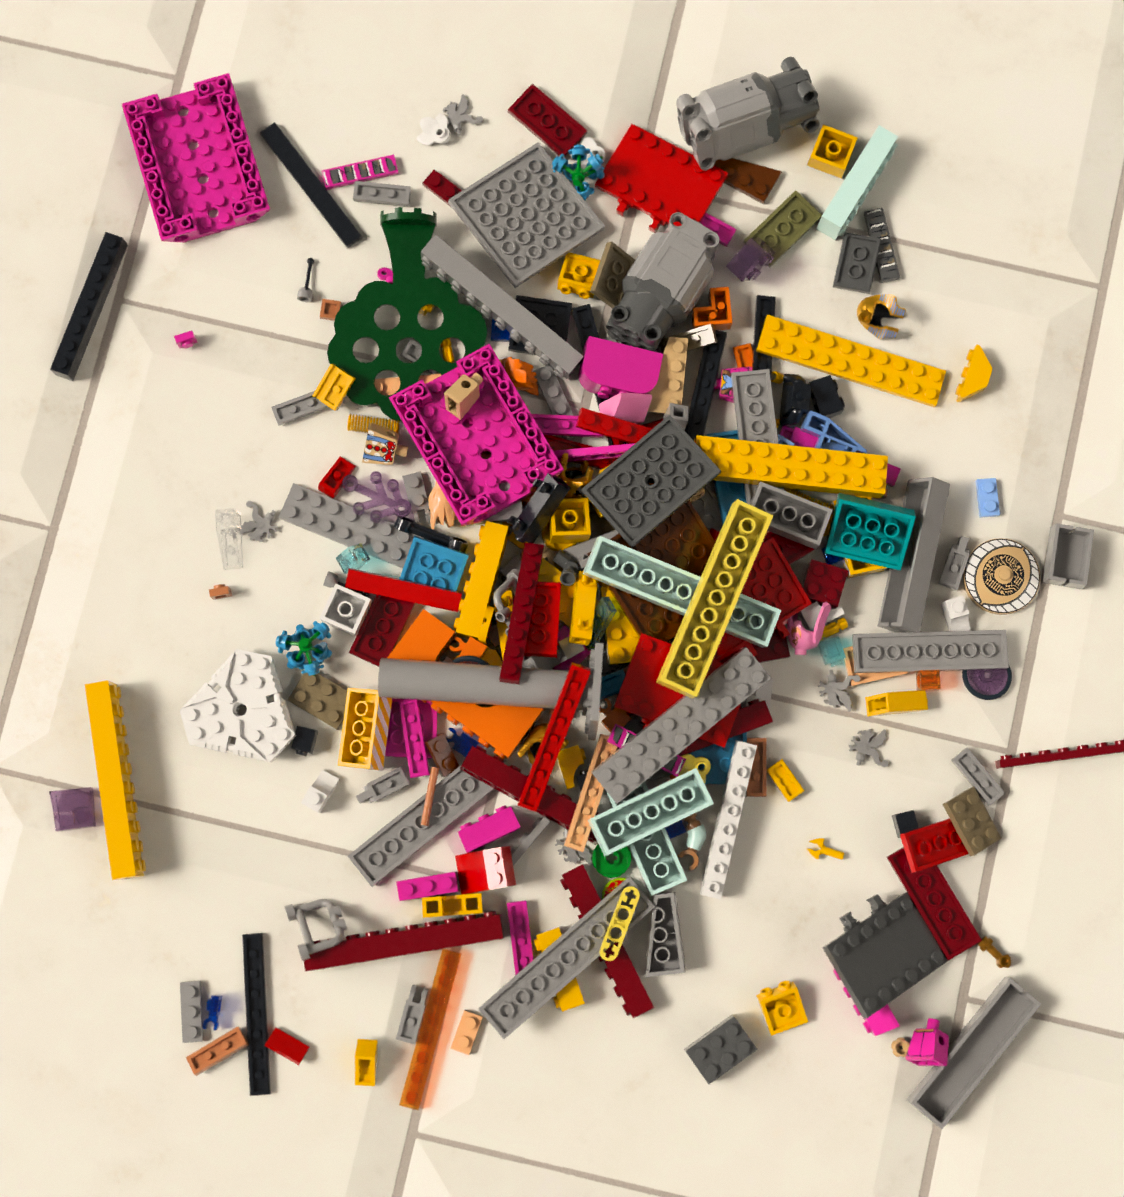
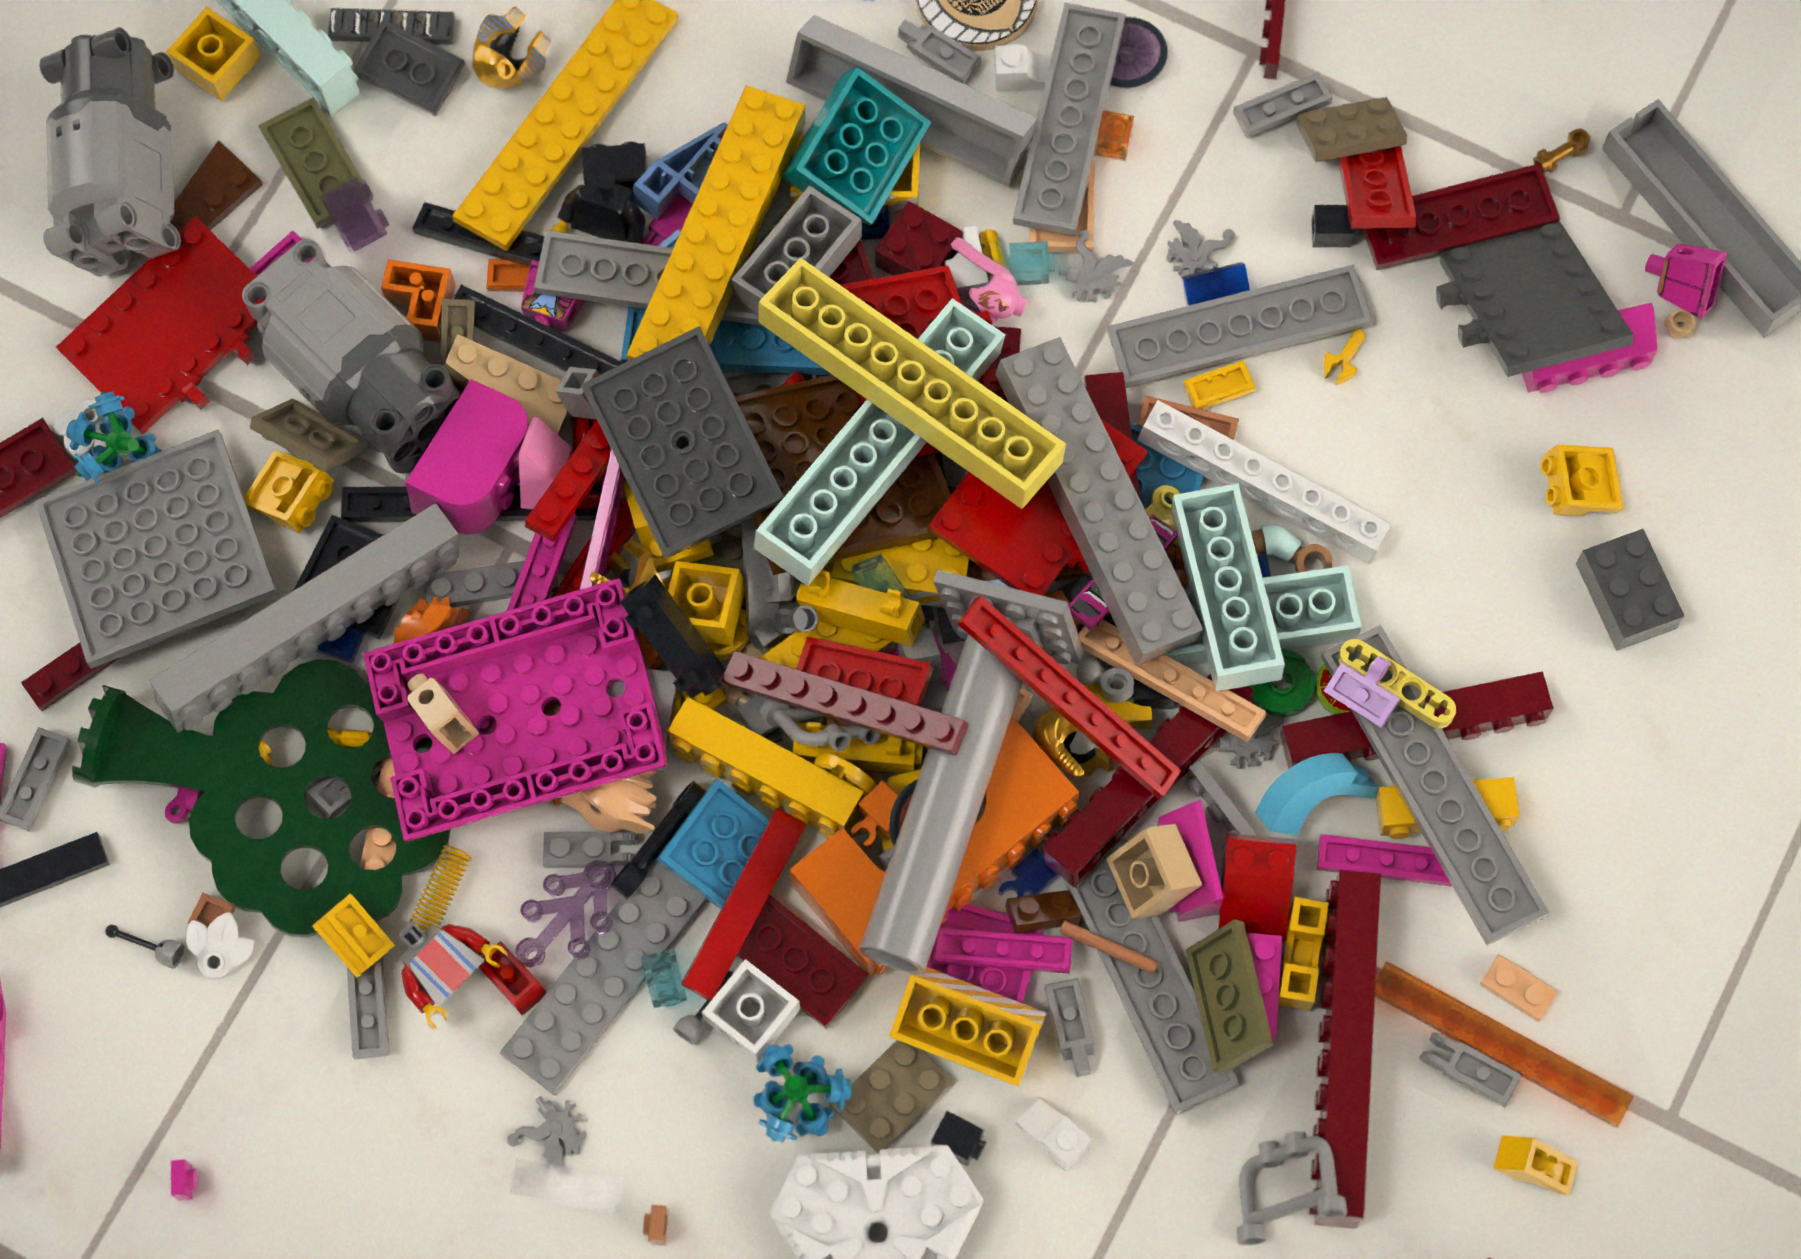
camera: 70 degrees left, 10 degrees down
(316, 318) = (218, 940): none -> white plate
(331, 437) = (440, 963): none -> torso
(382, 446) = (482, 881): torso -> none
(415, 869) = (1229, 997): none -> olive plate
(474, 810) = (1153, 871): none -> tan brick
(550, 887) = (1306, 785): none -> medium azure arch
(584, 747) = (1091, 673): none -> light grey plate
(607, 905) = (1363, 692): none -> lavender plate
(665, 942) = (1436, 628): light grey wedge -> none
(826, 784) = (1239, 326): none -> light grey plate
(848, 763) = (1215, 283): none -> clear blue plate
(896, 703) = (1137, 190): yellow slope -> none

